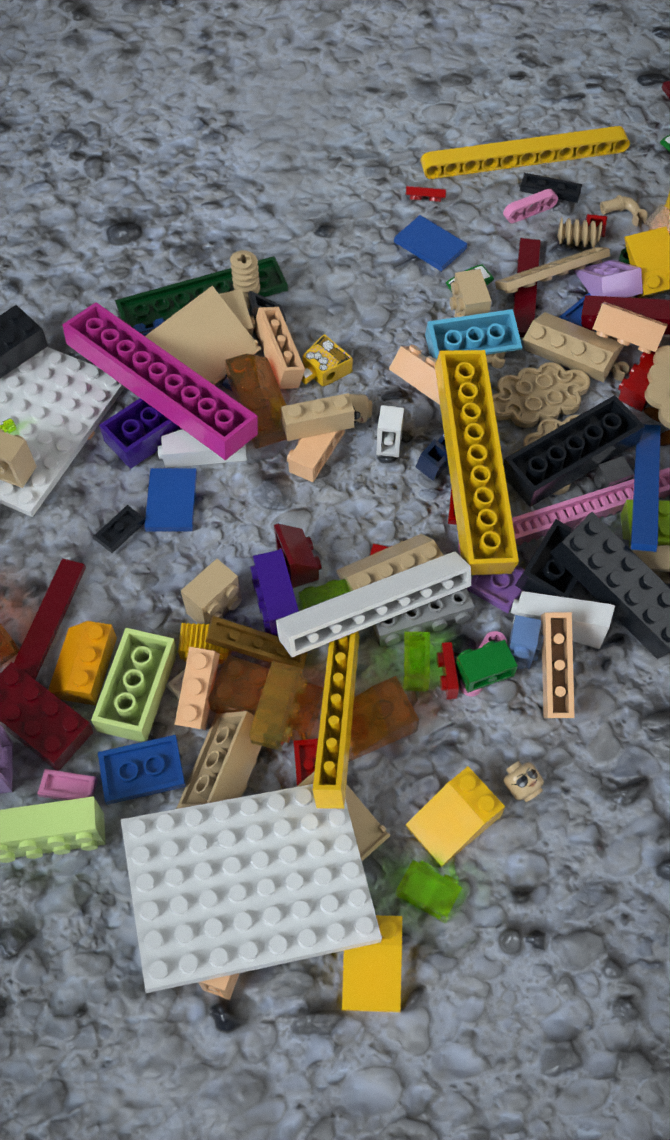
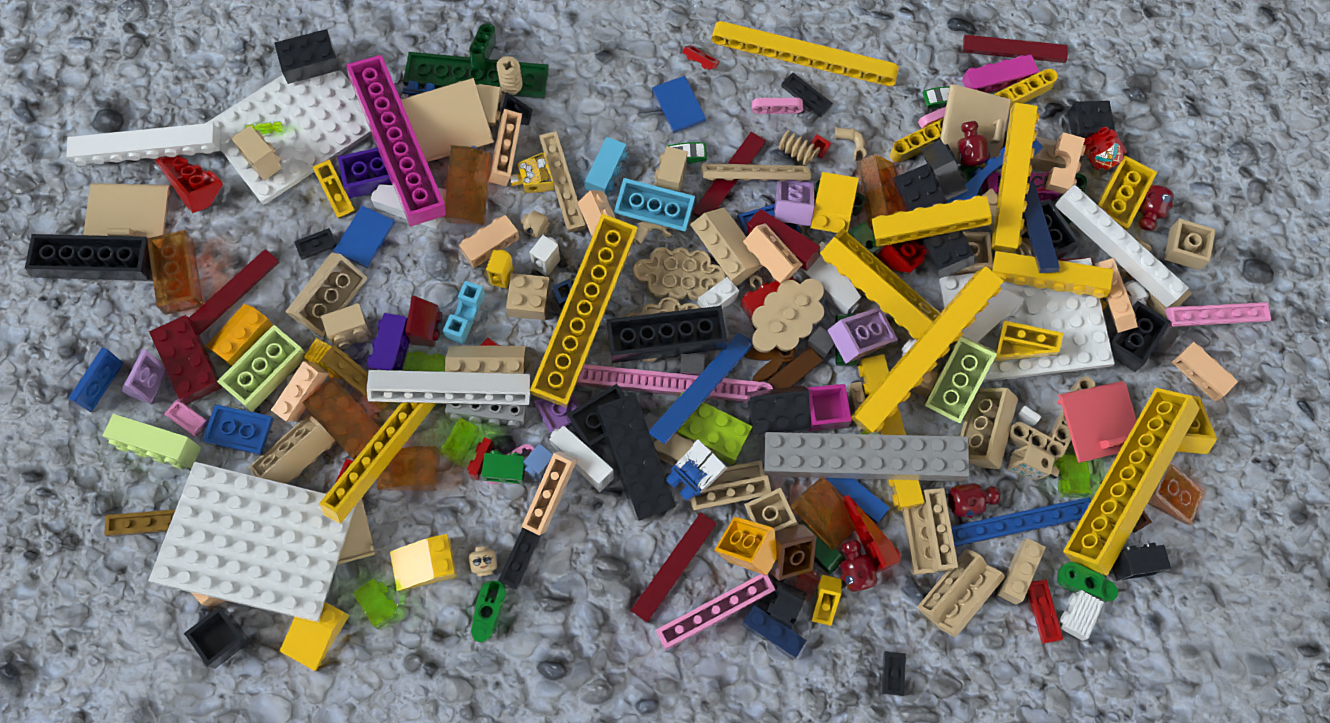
camera: 20 degrees right, 10 degrees up
(82, 933) = (138, 523): none -> pearl gold plate
(107, 462) = (333, 188): none -> yellow slope
(162, 571) = (326, 292): none -> tan slope
(195, 263) = (482, 46): none -> dark green beam
(258, 1028) = (217, 637): none -> black piece
(278, 706) = (339, 431): clear yellow brick -> none
(317, 417) = (494, 222): tan brick -> none
(335, 525) = (469, 303): none -> medium azure arch
(349, 464) = (500, 268): none -> yellow brick
(363, 361) = (562, 182): none -> tan plate
(395, 323) = (606, 166): none -> medium azure brick
(395, 481) = (528, 296): none -> tan piece
(561, 758) = (519, 558): none -> black plate
(569, 855) = (483, 628): none -> green piece
(596, 392) = (721, 294): none -> white brick

